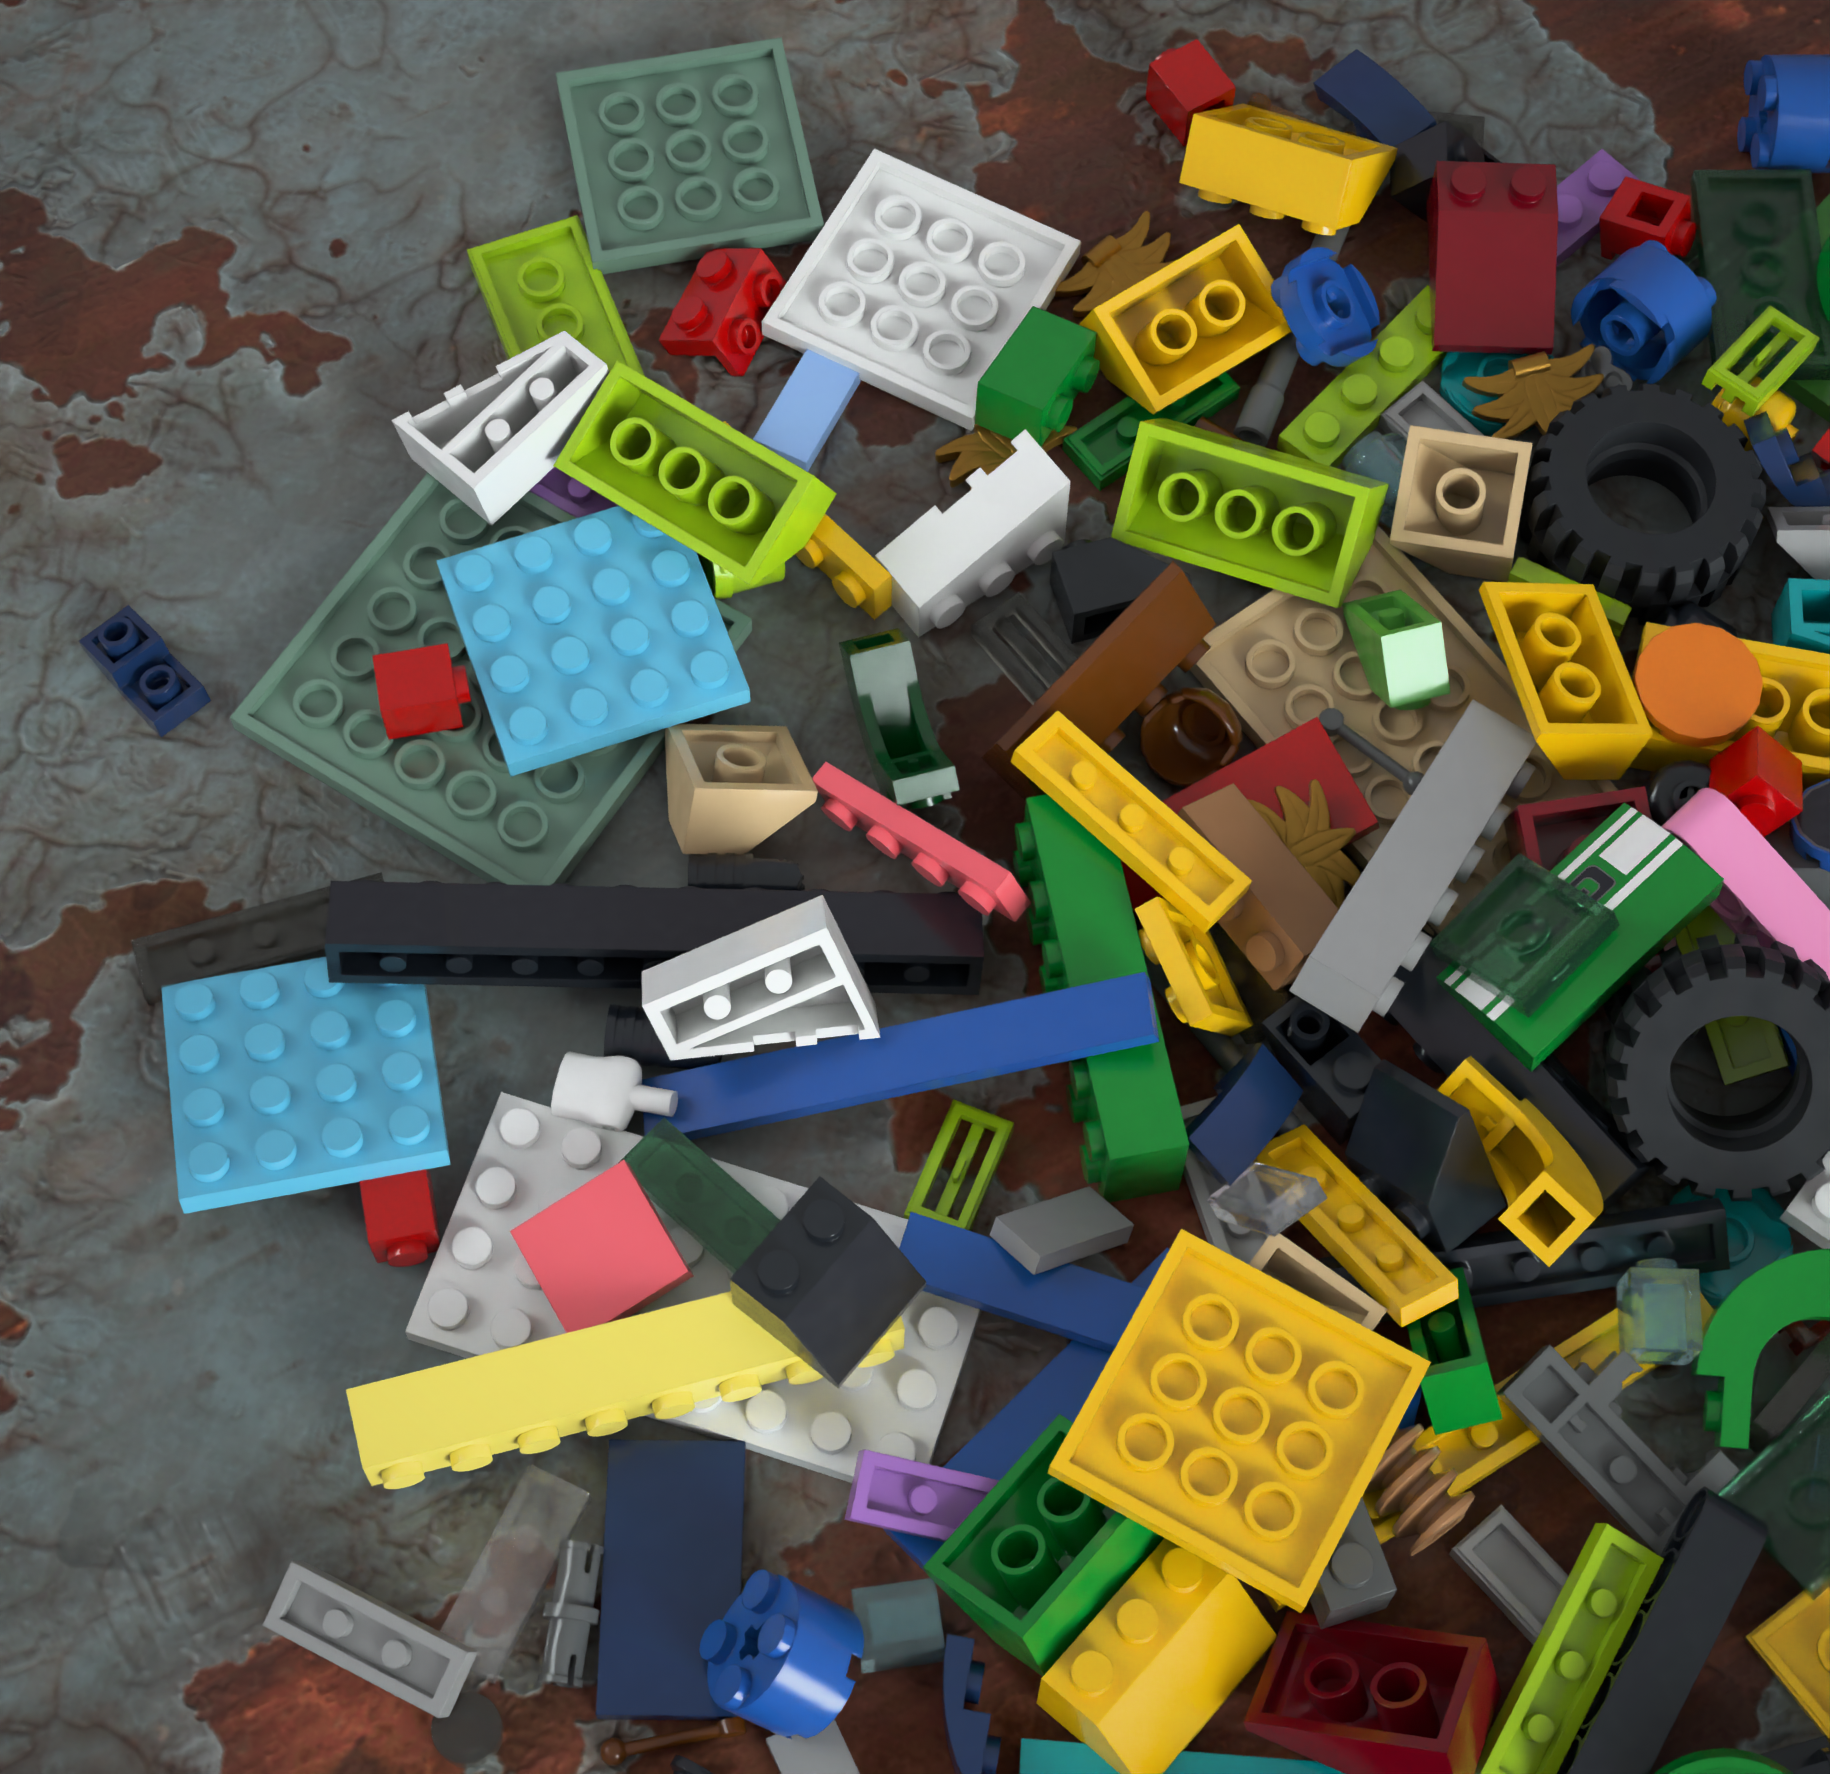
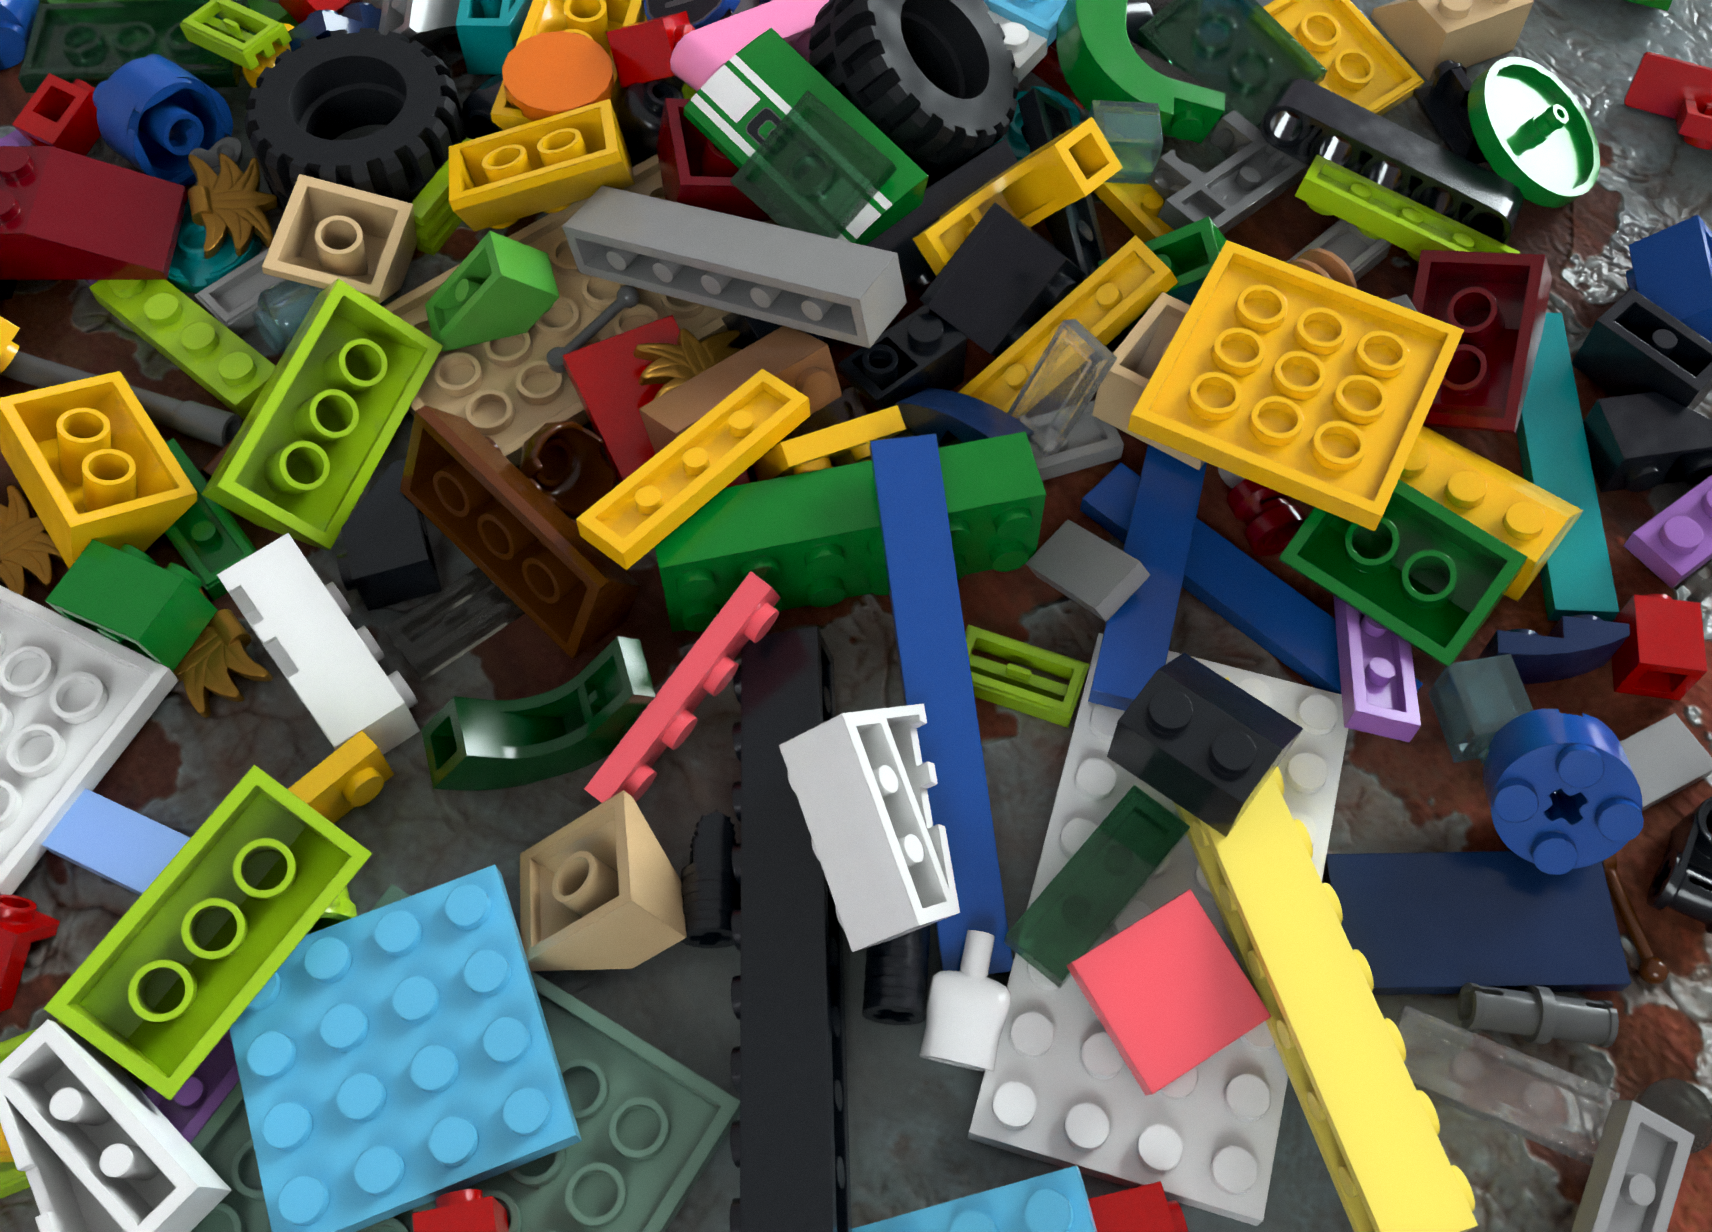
camera: 90 degrees left, 5 degrees down
(1321, 333) = (103, 344): blue plate -> none

